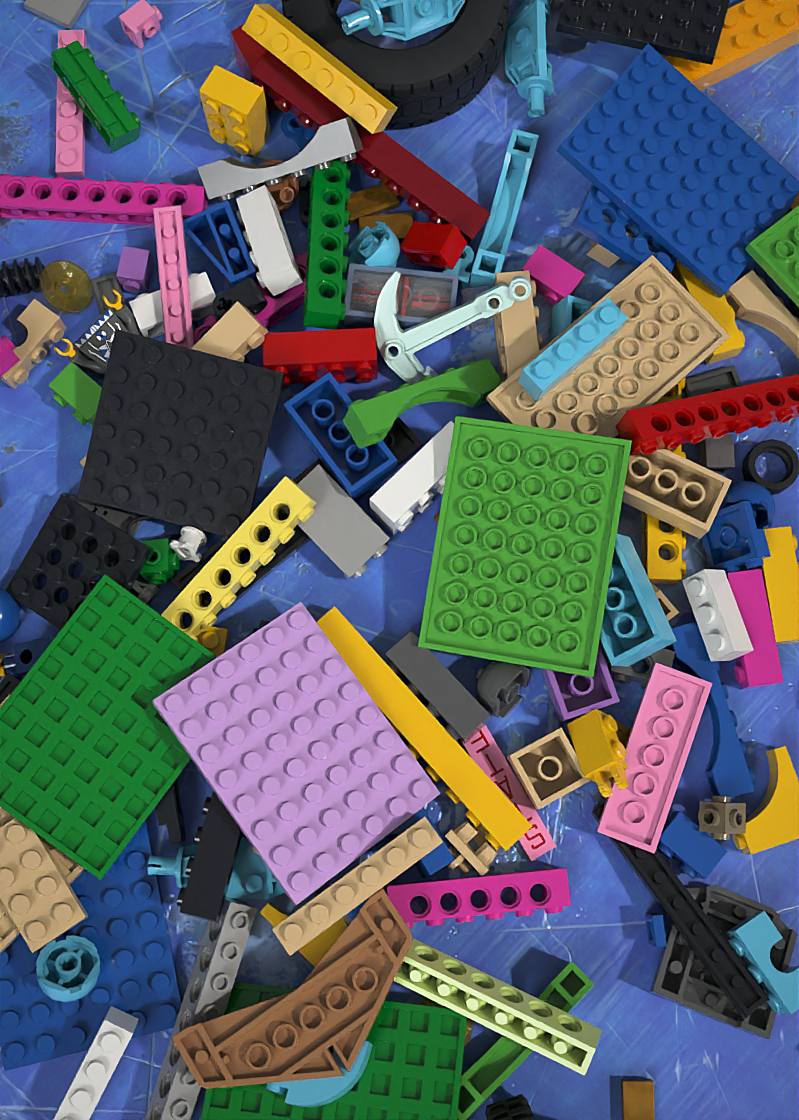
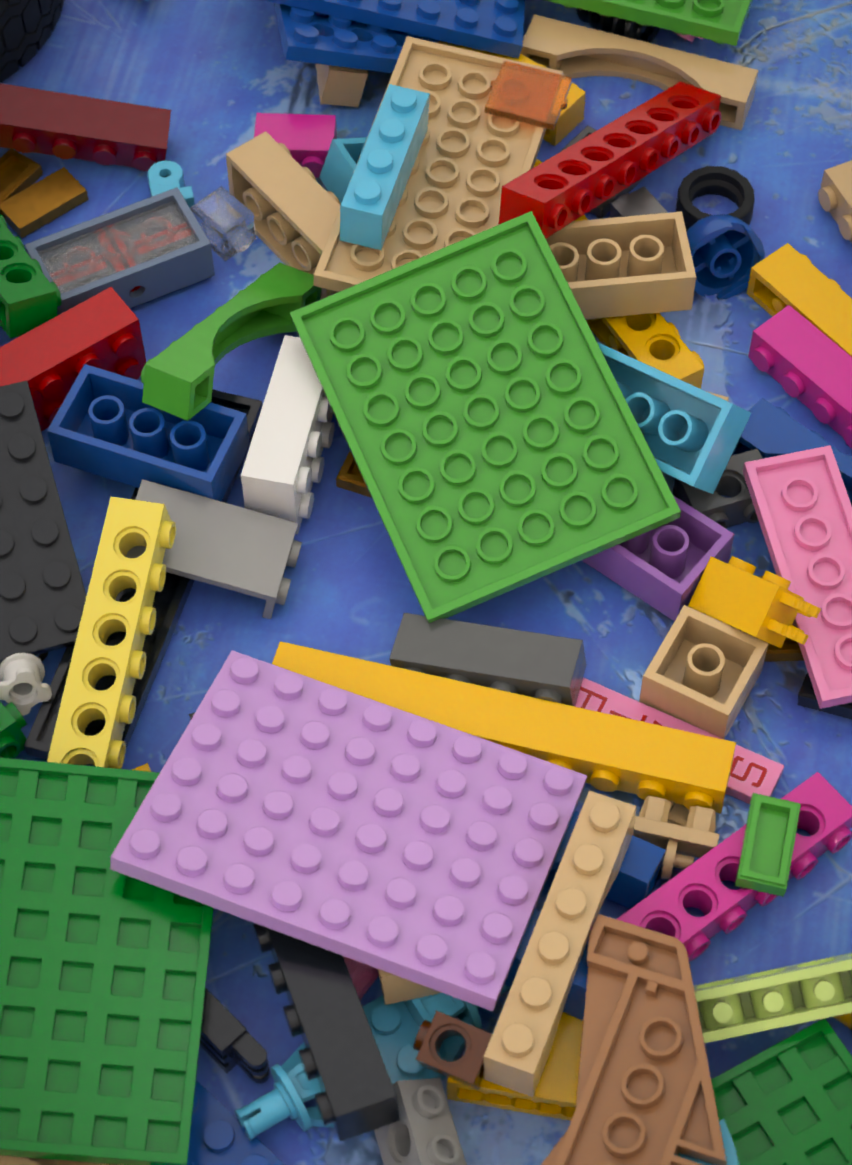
camera: 30 degrees left, 20 degrees down
(262, 916) = (467, 1069): none -> reddish brown brick
(375, 247) = (46, 212): medium azure cylinder -> none
(427, 332) = (191, 253): light aqua piece -> none
(433, 245) = (120, 176): red brick -> none
(499, 686) = (568, 608): dark grey cylinder -> none
(505, 208) = (178, 90): medium azure arch -> none
(507, 895) = (768, 844): none -> bright green tile
(696, 342) = (528, 95): none -> clear orange piece
(717, 615) = (777, 378): white brick -> none
(735, 540) = (734, 290): blue plate -> none

